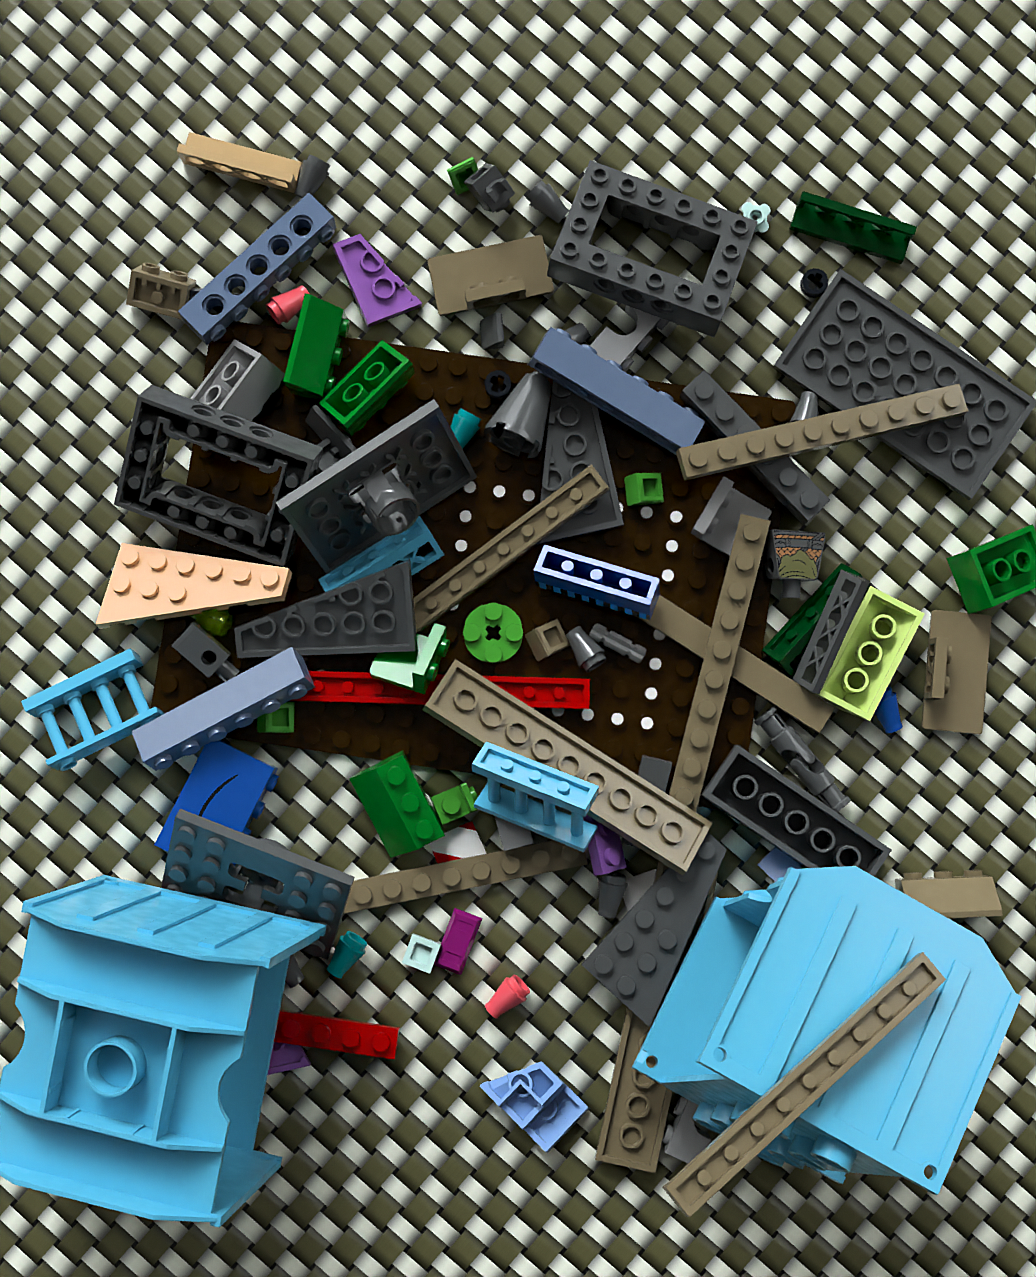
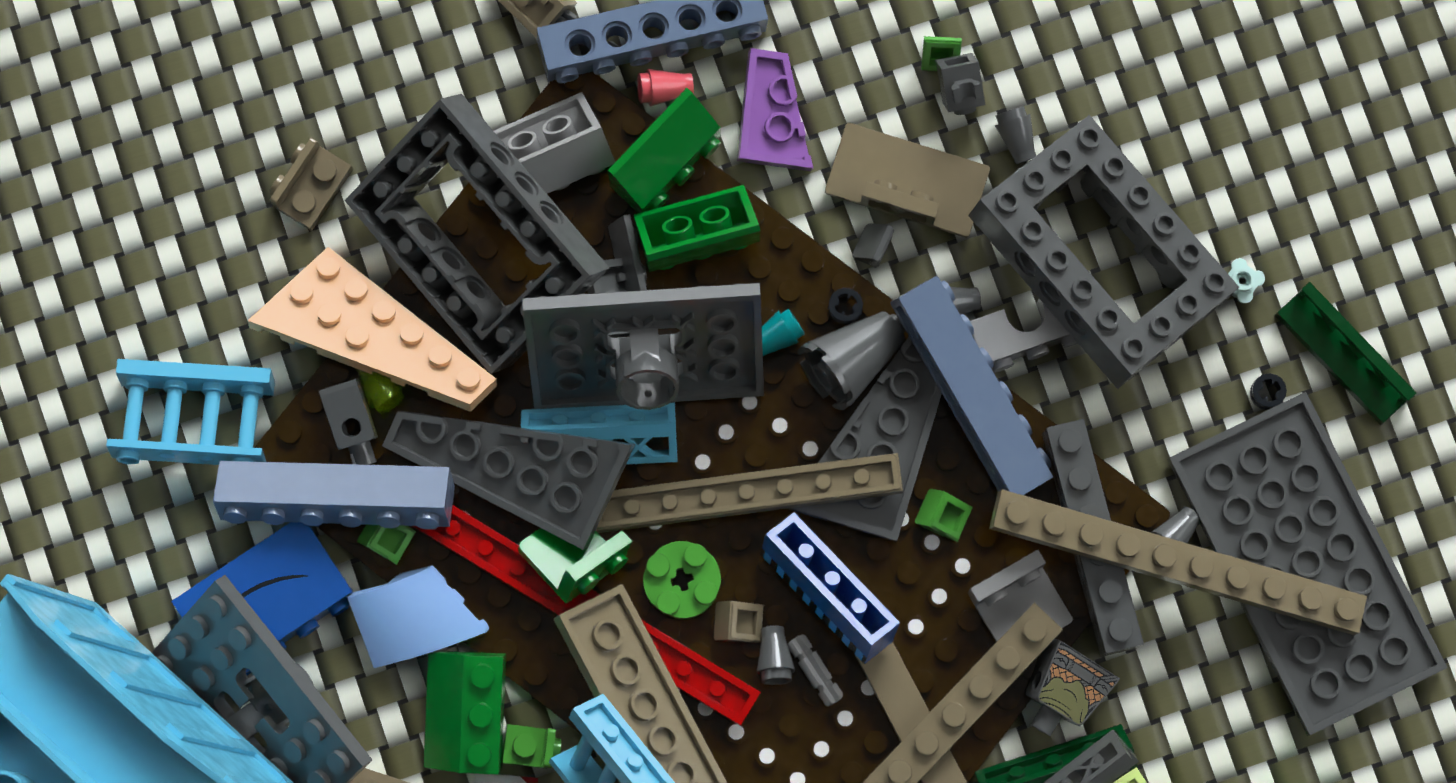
camera: 25 degrees right, 5 degrees down
(83, 507) = (309, 184): none -> dark tan bracket
(325, 761) = (412, 617): none -> light blue slope

